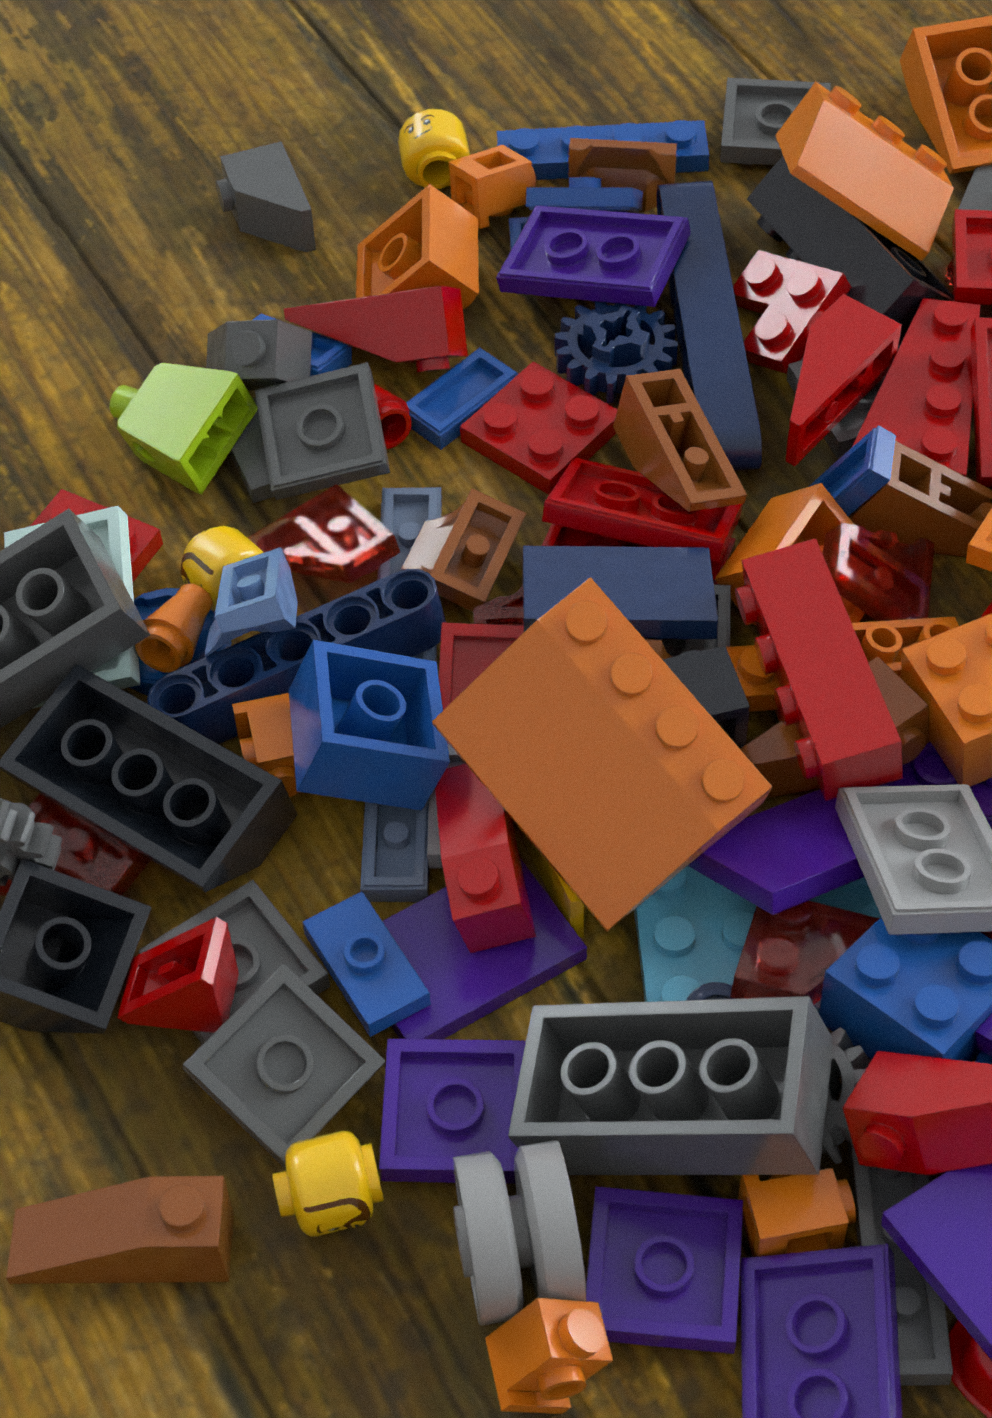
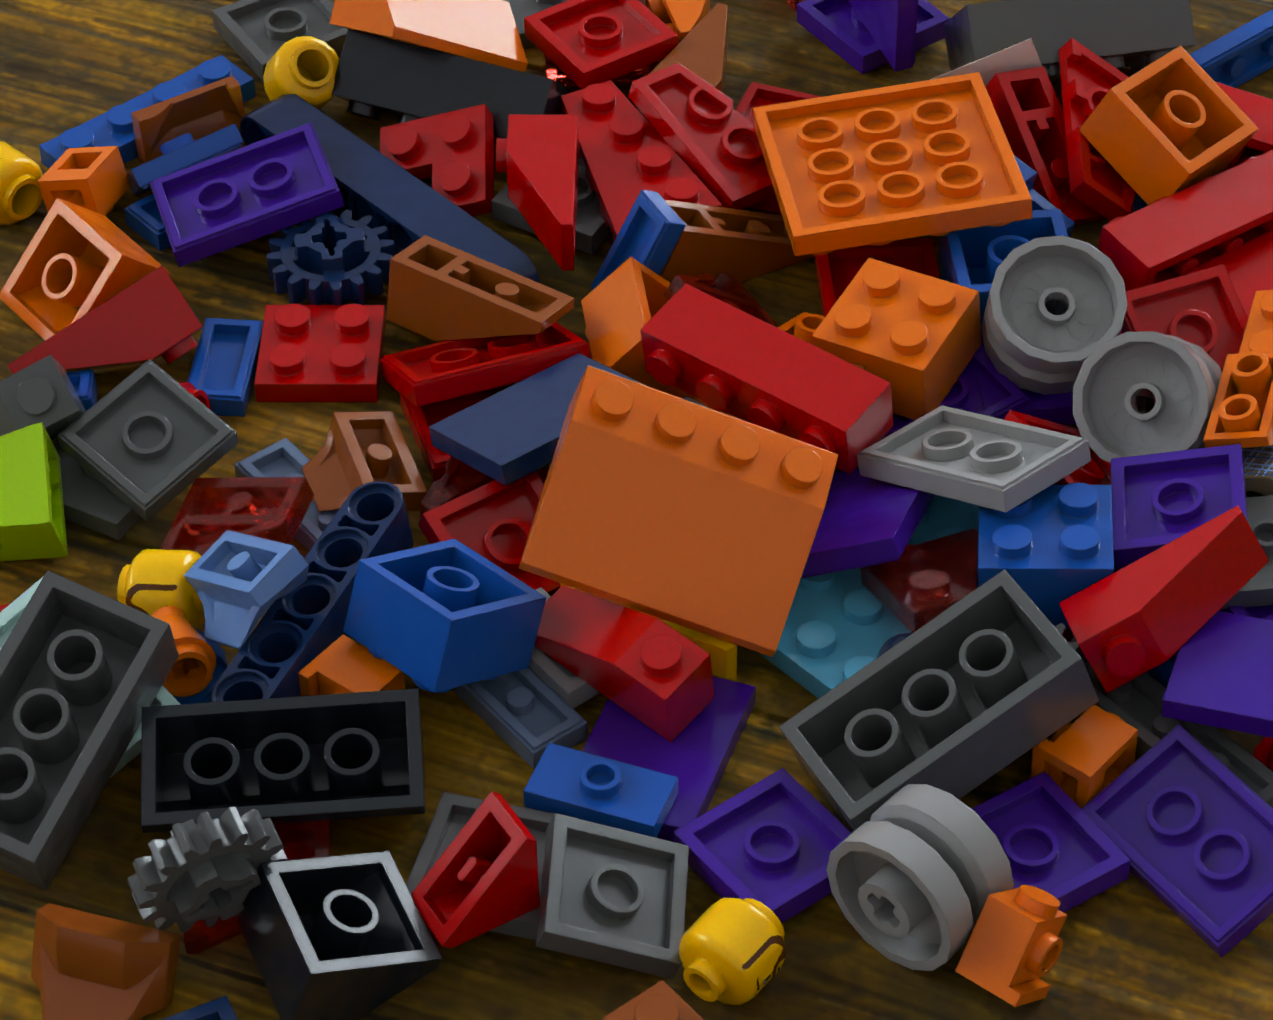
camera: 40 degrees left, 10 degrees down
(736, 169) = (302, 68): none -> yellow head

